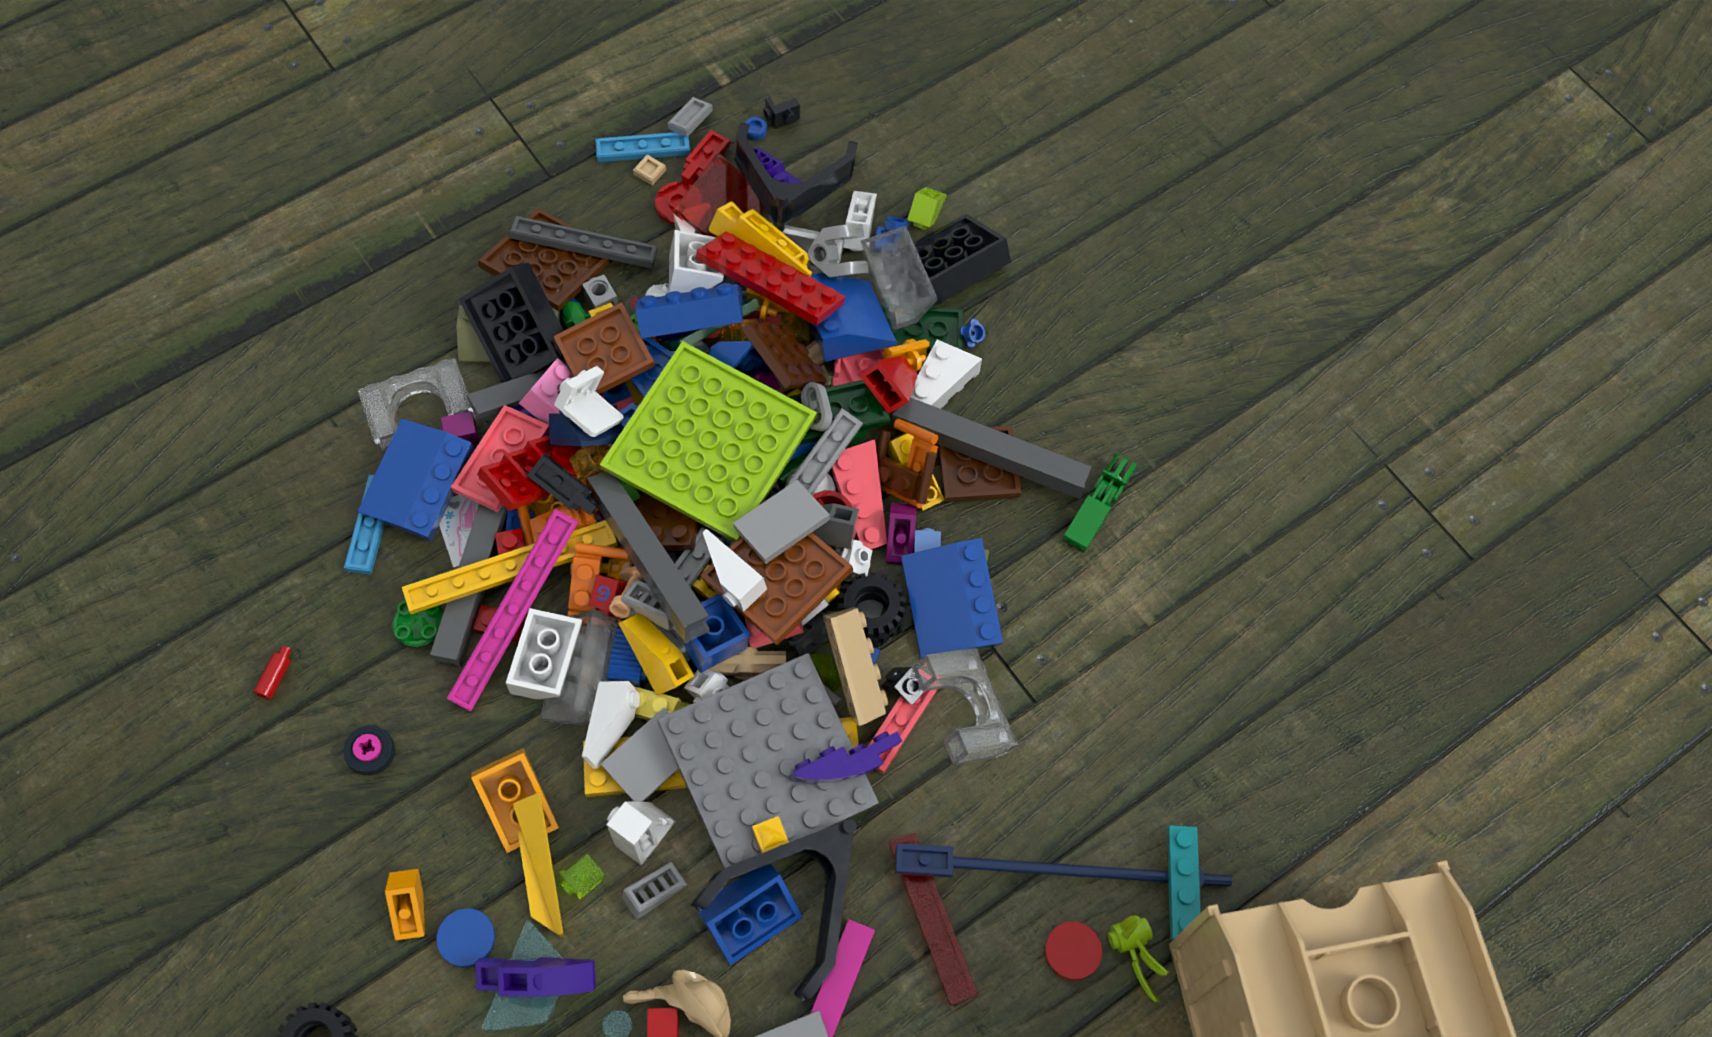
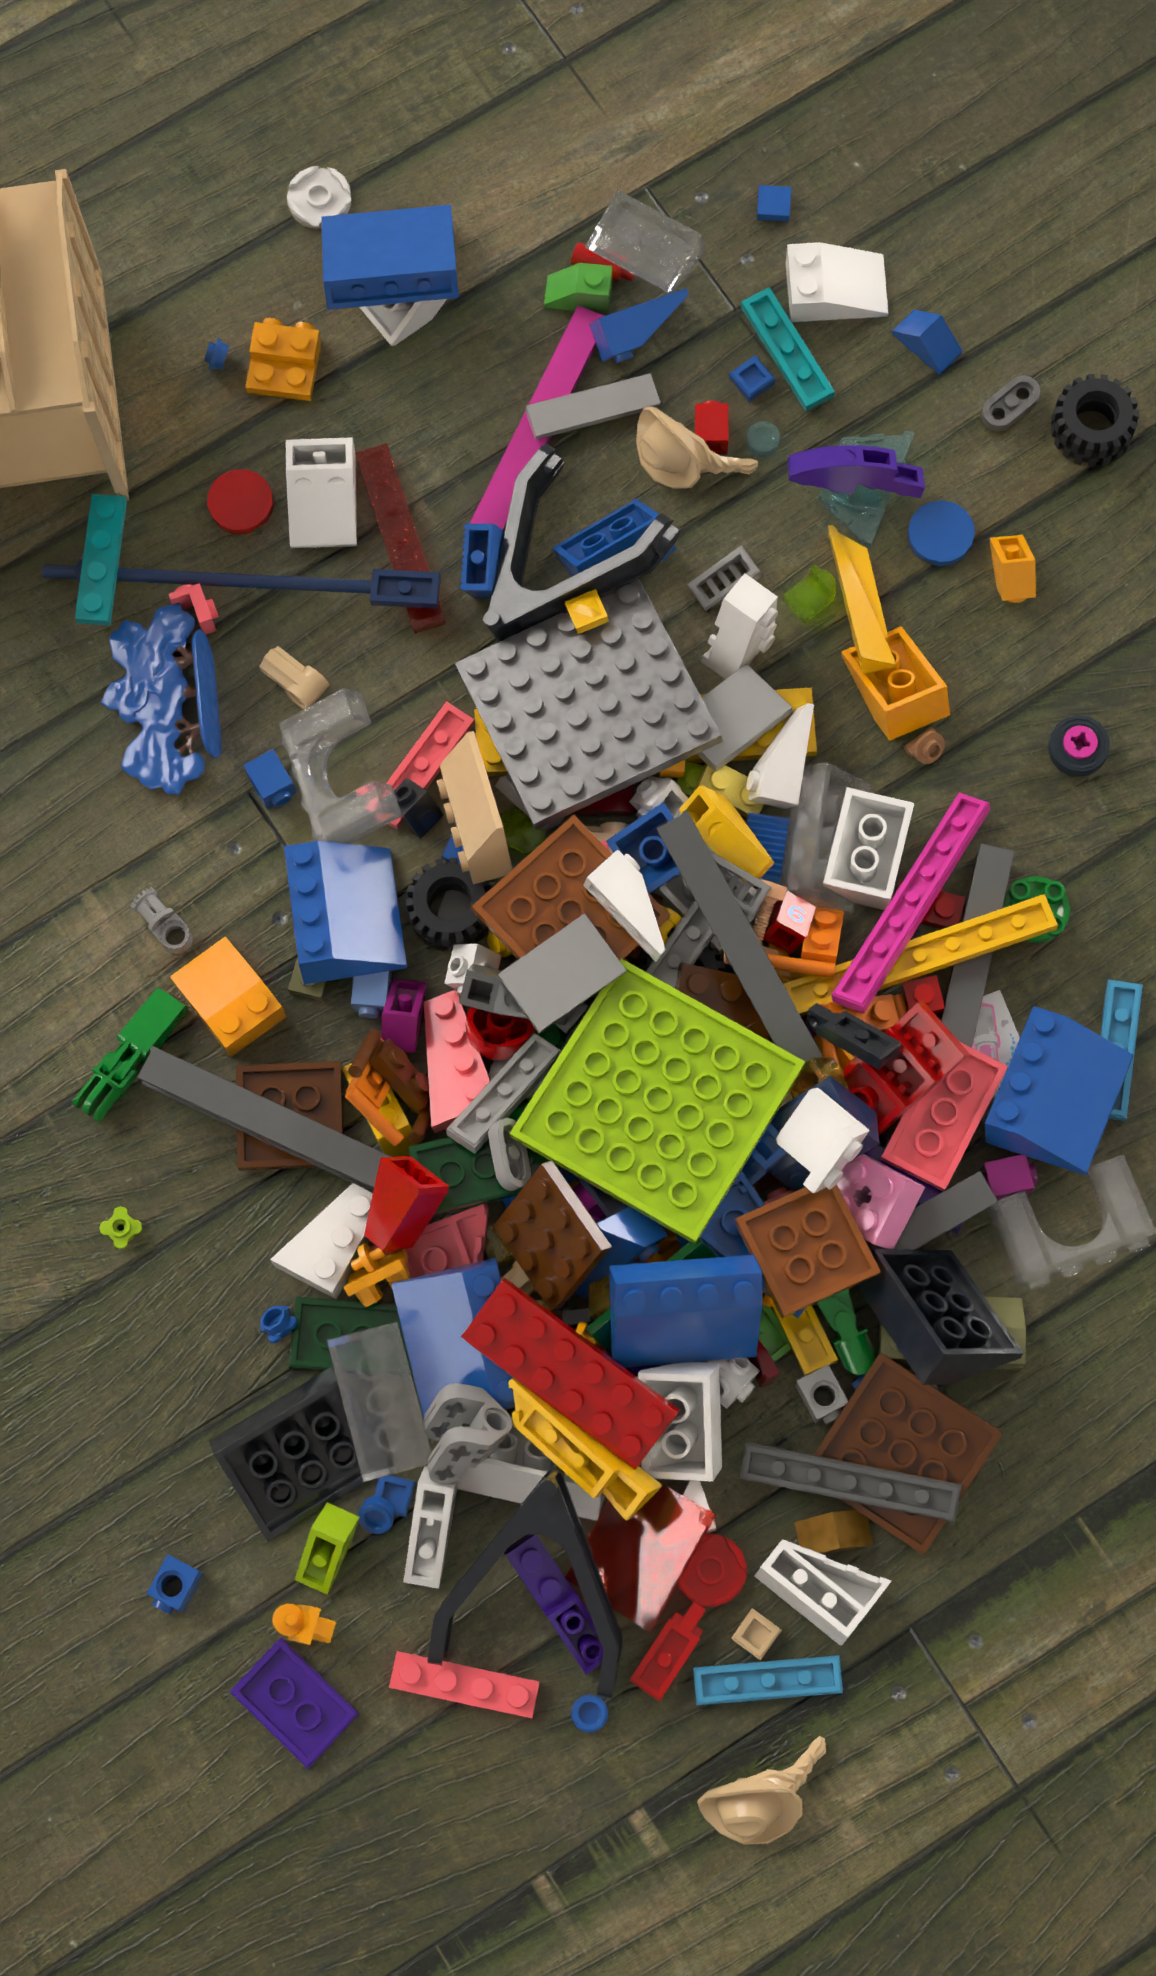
camera: 170 degrees left, 10 degrees up
(494, 748) = (926, 746): none -> medium nougat plate
(598, 219) = (834, 1532): none -> pearl gold slope
(604, 185) = (821, 1589): none -> white wedge
(652, 72) = (761, 1805): none -> tan hat
(690, 117) = (693, 1732): light grey tile -> none
(783, 113) = (538, 1732): black bracket -> none
(833, 140) = (464, 1685): none -> coral plate
(838, 766) = (499, 682): dark purple slope -> none
(861, 889) = (480, 558): none -> blue brick
(936, 159) = (302, 1624): none -> light orange hips
(940, 131) = (294, 1703): none -> dark purple tile
(1003, 786) = (300, 683): none -> tan piece
(1003, 954) = (321, 492): none -> white slope
(1020, 704) = (270, 780): none -> blue brick
(1022, 185) = (172, 1568): none -> blue brick
(1033, 543) = (228, 996): none -> light orange slope
(1086, 396) = (131, 1227): none -> lime plate
(1090, 597) = (162, 921): none -> light grey connector
(1091, 846) = (192, 595): none -> coral bracket
(1121, 775) = (154, 697): none -> blue plant
(1133, 934) = (172, 510): lime plant -> none

